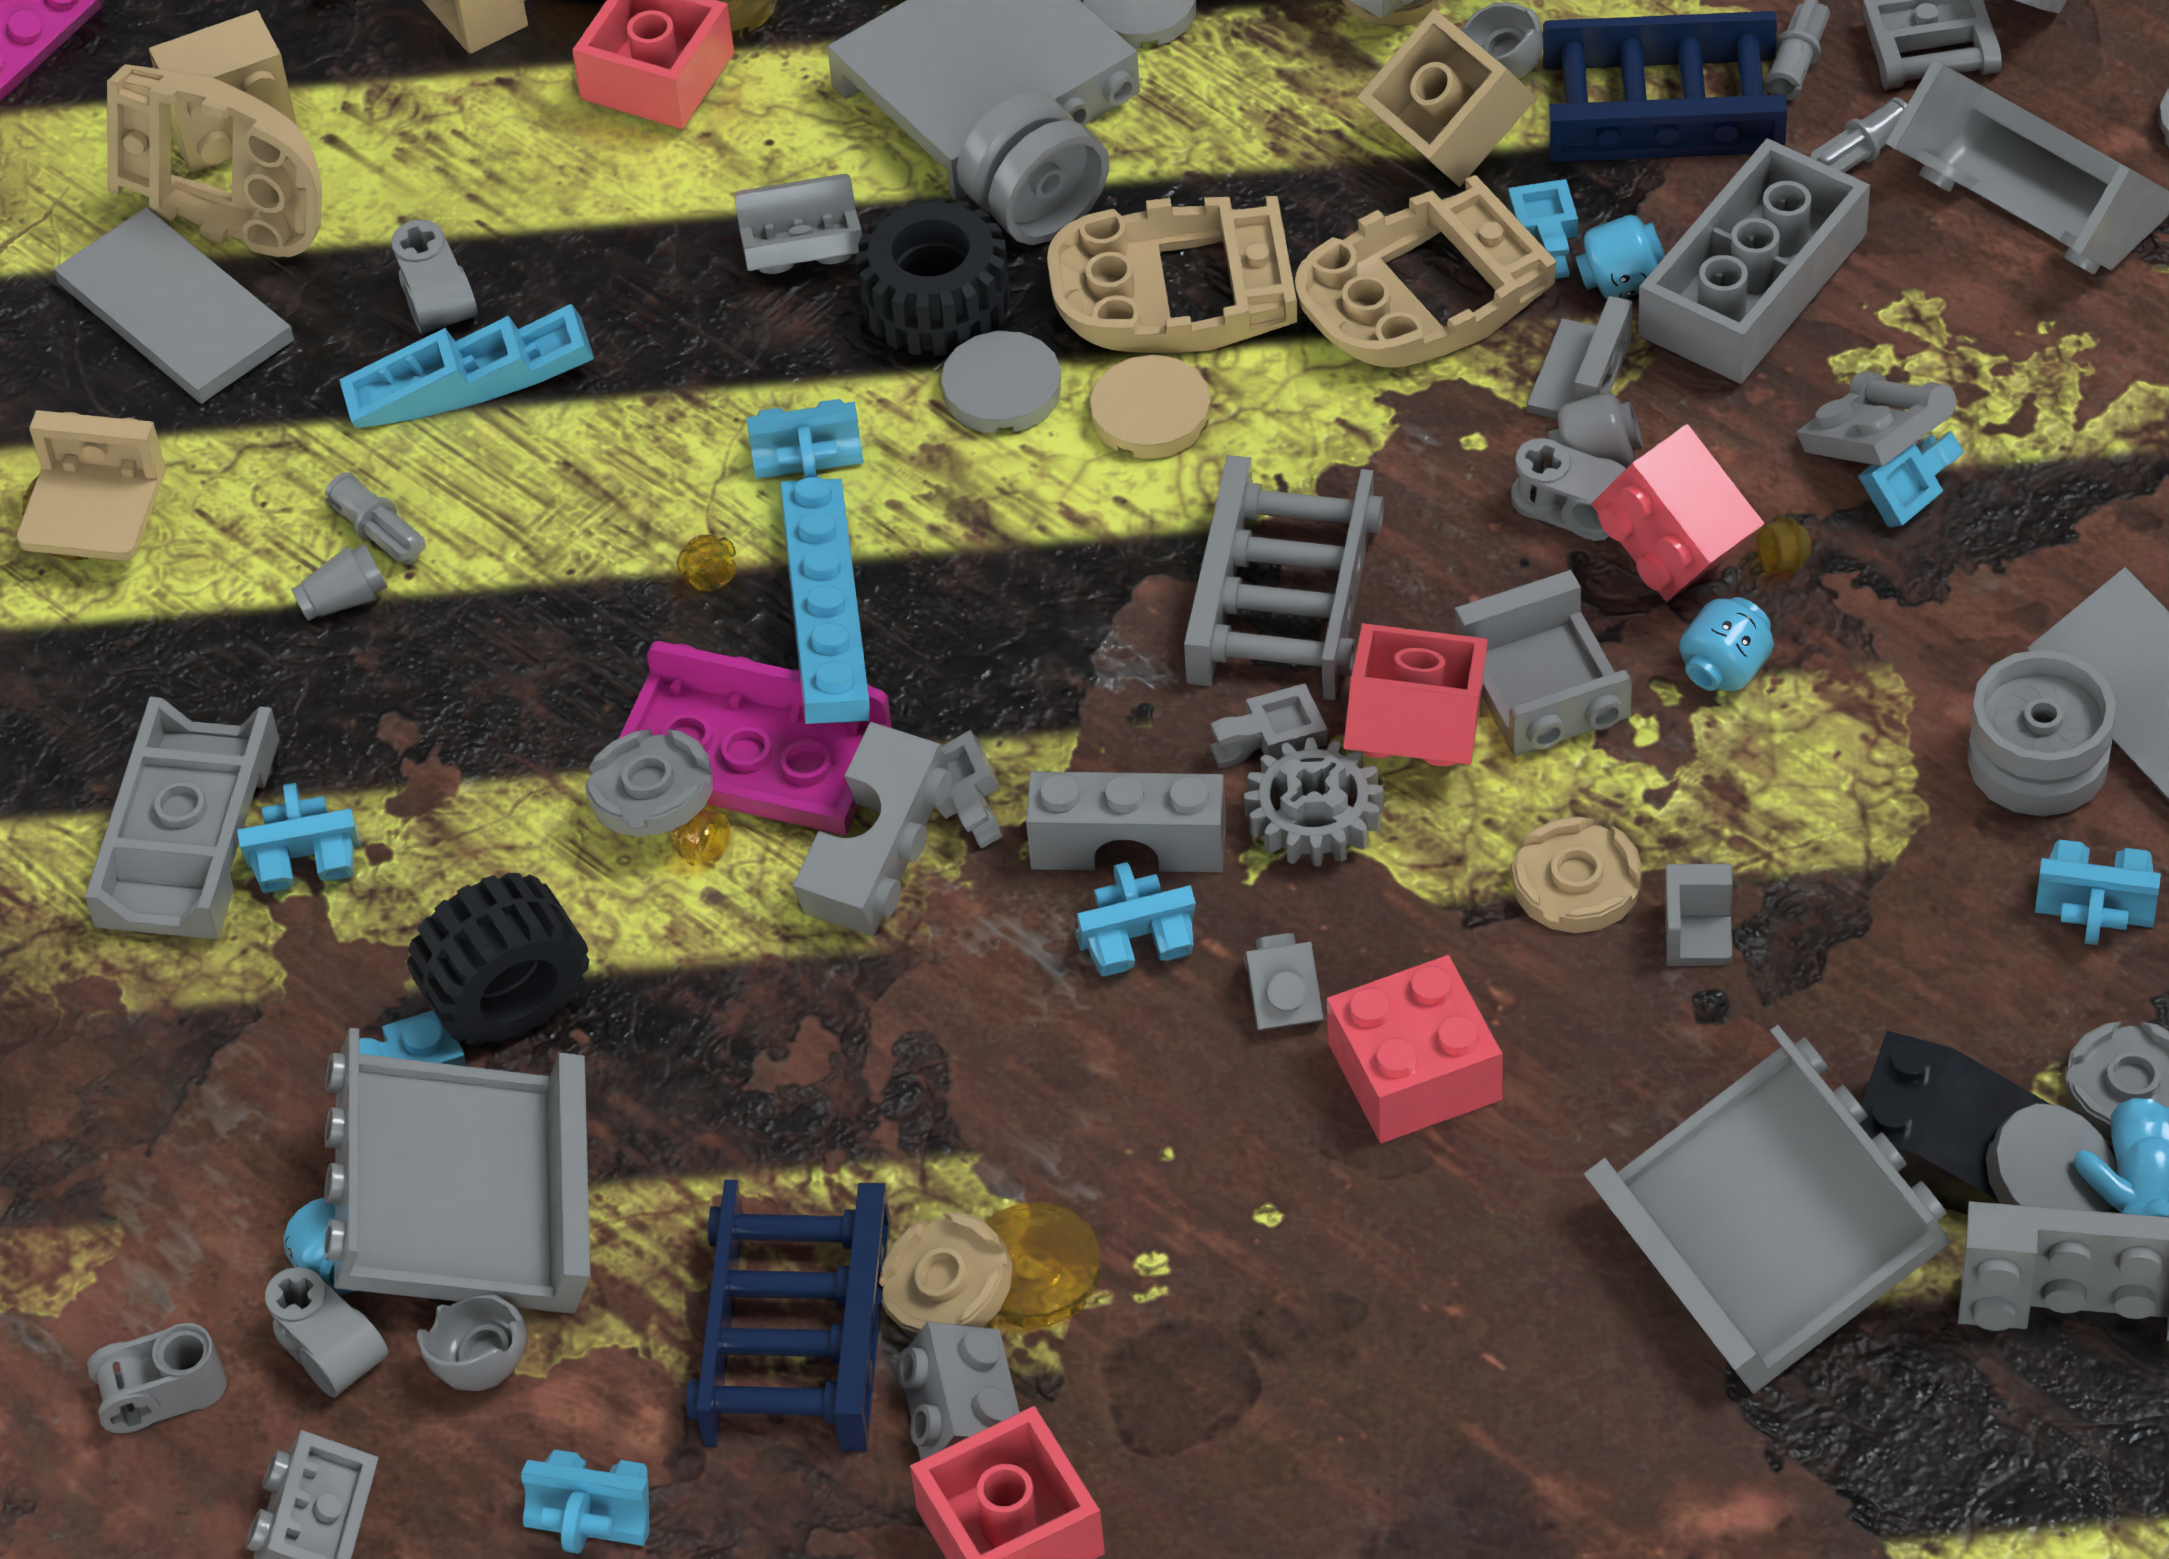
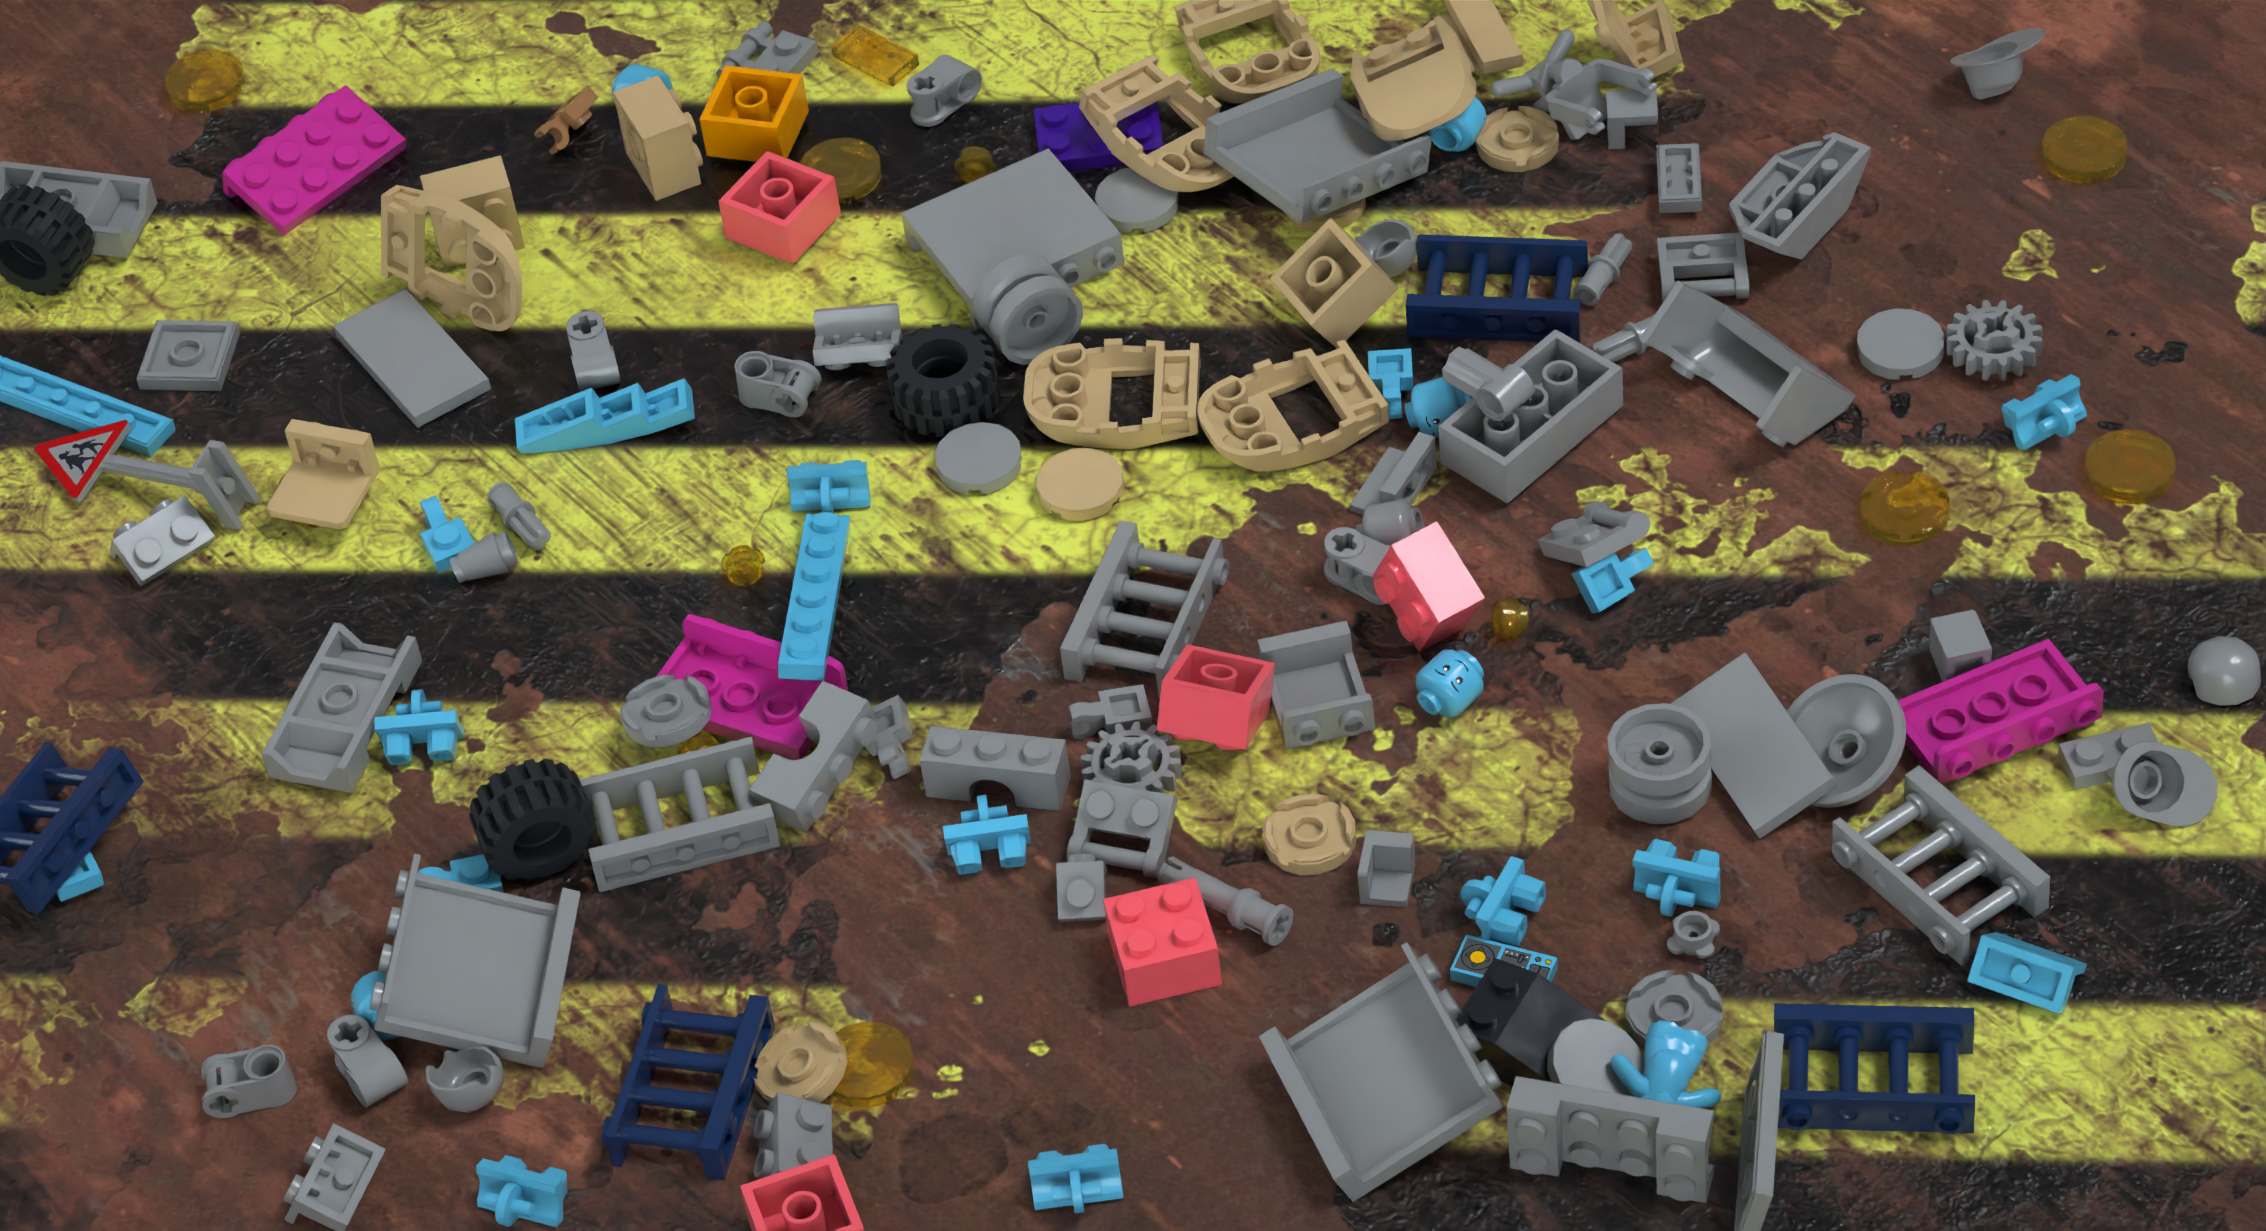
camera: 10 degrees right, 5 degrees down
(272, 560) = (443, 538): none -> medium azure plate
(693, 300) = (772, 385): none -> light grey piece
(711, 975) = (684, 846): none -> light grey fence
(1323, 870) = (1124, 813): none -> light grey plate
(1368, 1401) = (1075, 1178): none -> medium azure hips
(1510, 987) = (1242, 907): none -> light grey pin
(1712, 229) = (1494, 388): none -> light grey piece
(1856, 1030) = (1478, 953): none -> tile
(1859, 949) = (1494, 902): none -> medium azure hips
(2135, 954) = (1693, 934): none -> light grey plate

